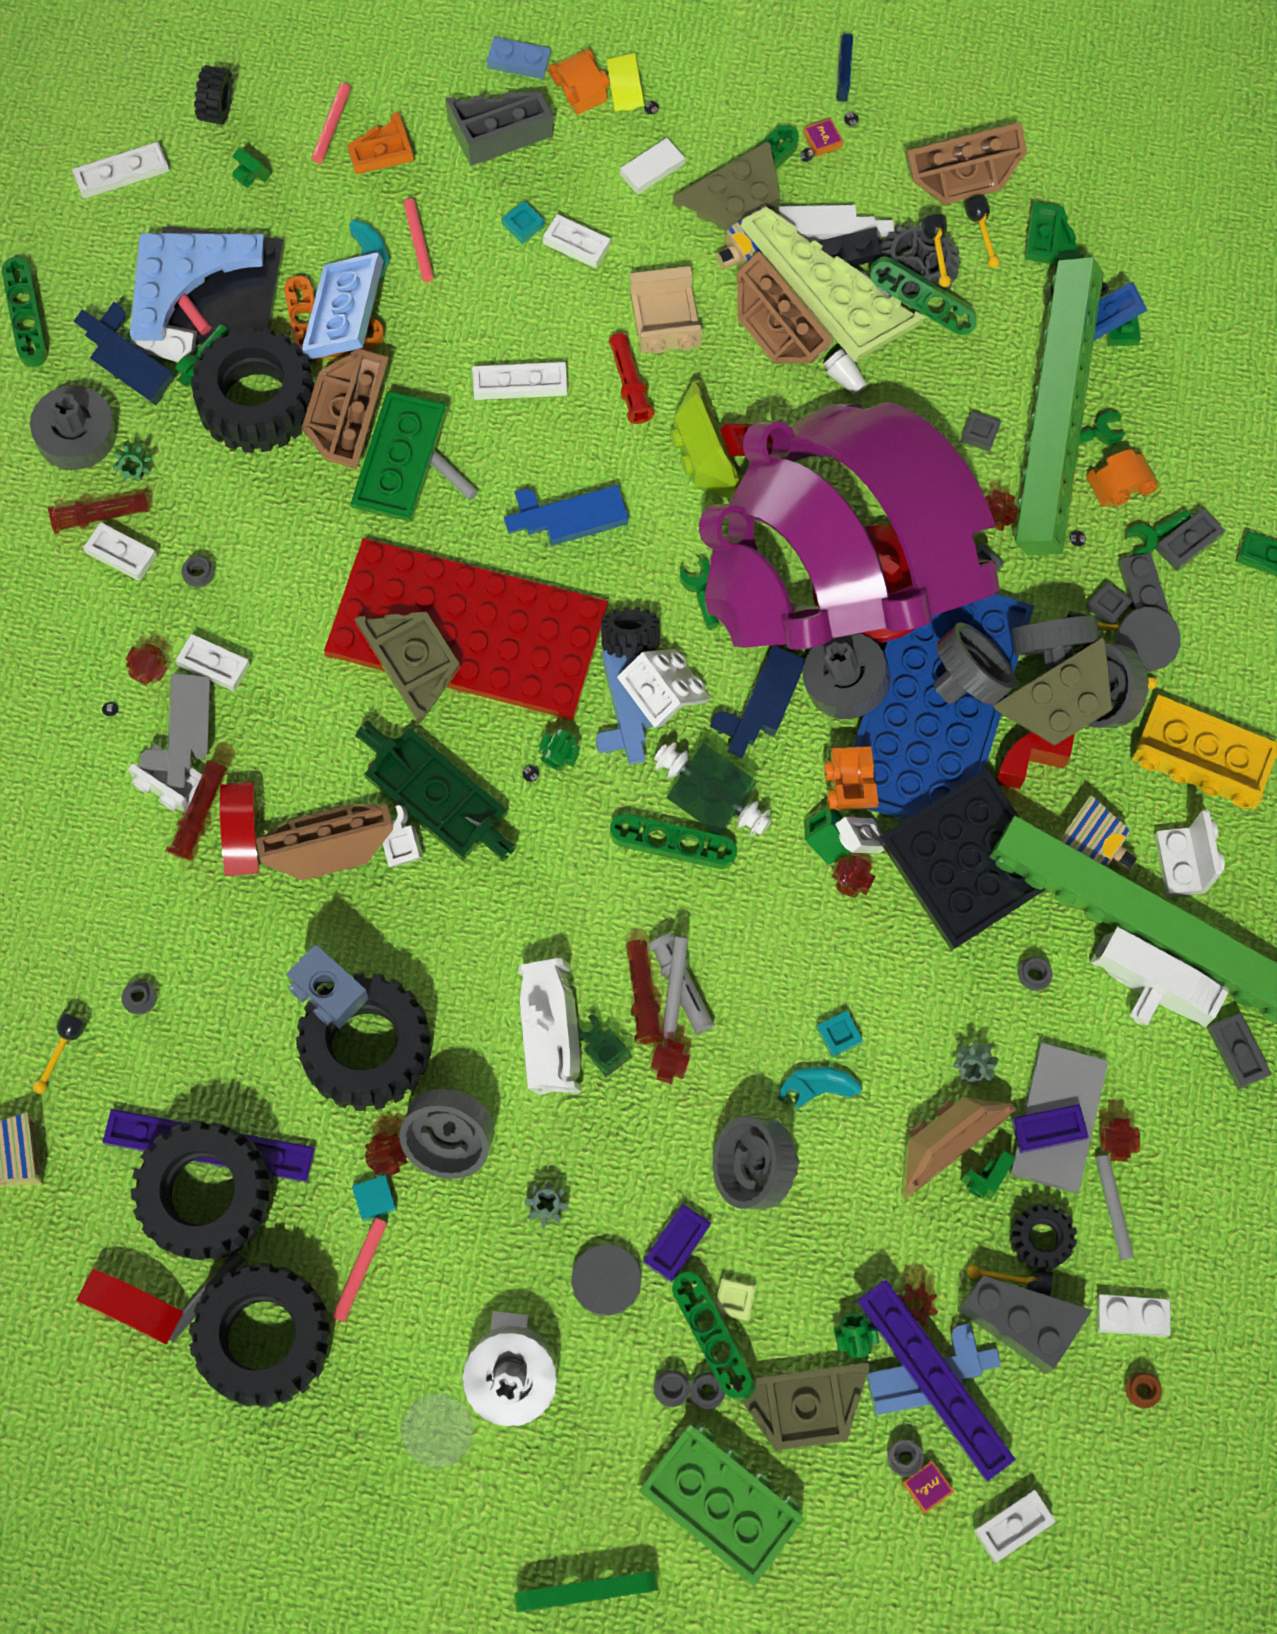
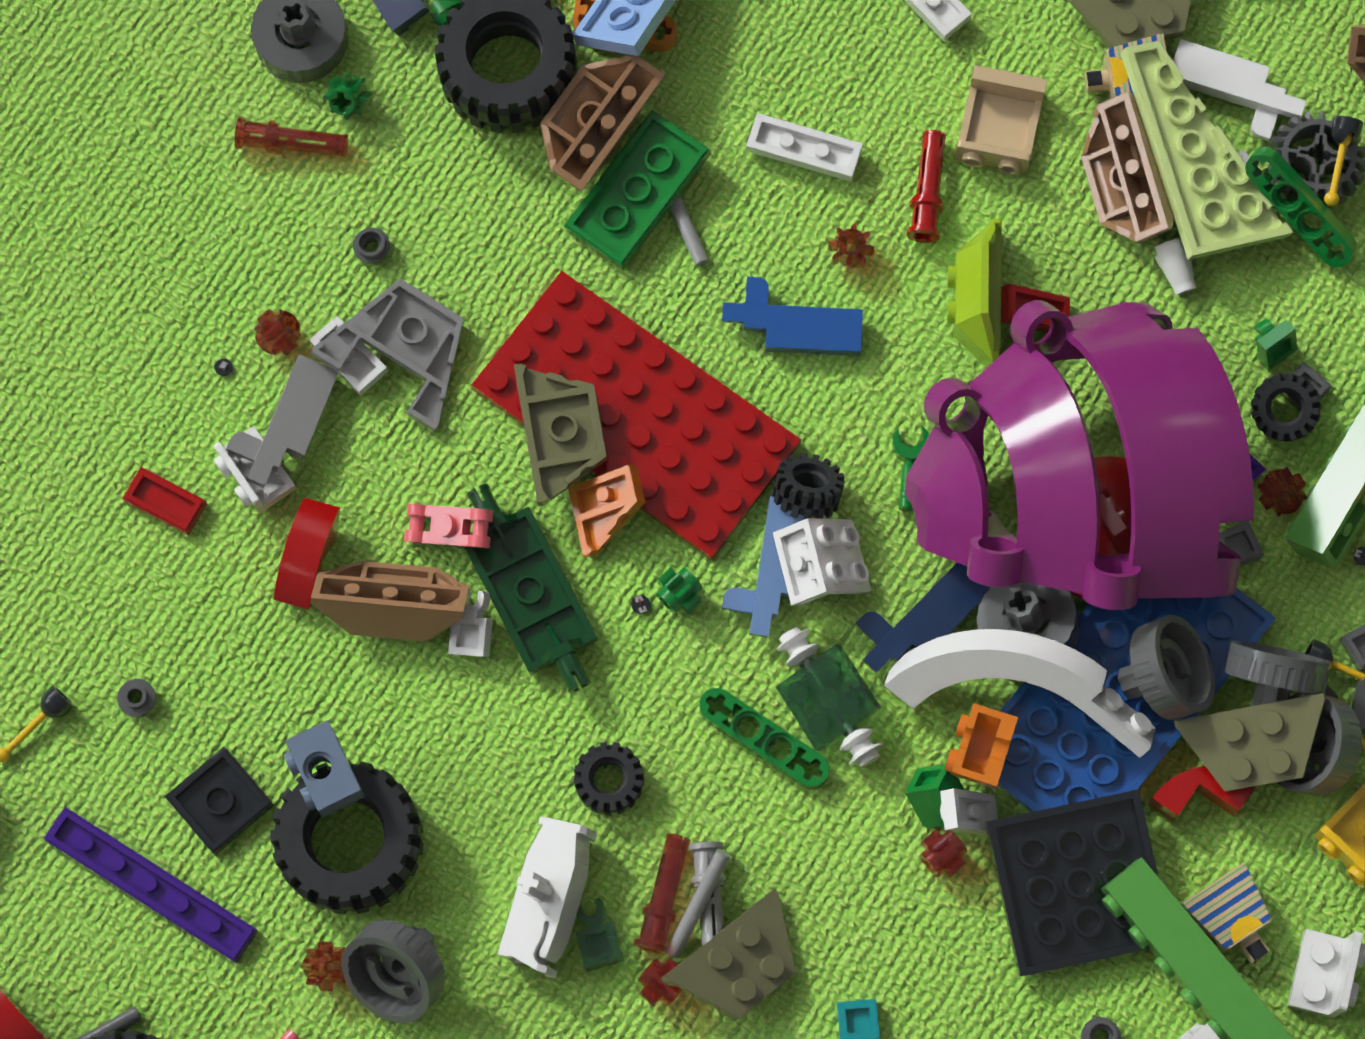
camera: 30 degrees right, 5 degrees up
(101, 831) = (164, 501): none -> red tile
(120, 551) = (297, 194): white plate -> none
(158, 1175) = (72, 925): black tyre -> none
(191, 826) = (257, 531): clear red pin -> none
(242, 1055) = (219, 801): none -> black tile
(256, 626) = (408, 331): none -> light grey wing
(350, 764) = (449, 525): none -> coral plate
(374, 1198) = (297, 1006): teal tile -> none
(472, 704) = (605, 506): none -> orange wing
(560, 898) = (608, 755): none -> black tyre
(585, 435) = (855, 237): none -> clear red gear
(727, 1021) = (740, 961): none -> olive wing
(852, 698) = (1024, 659): none -> white arch
(856, 247) = (1245, 119): black plate -> none
(944, 403) = (1274, 342): none -> green tile
(985, 430) = (1263, 400): none -> black tyre

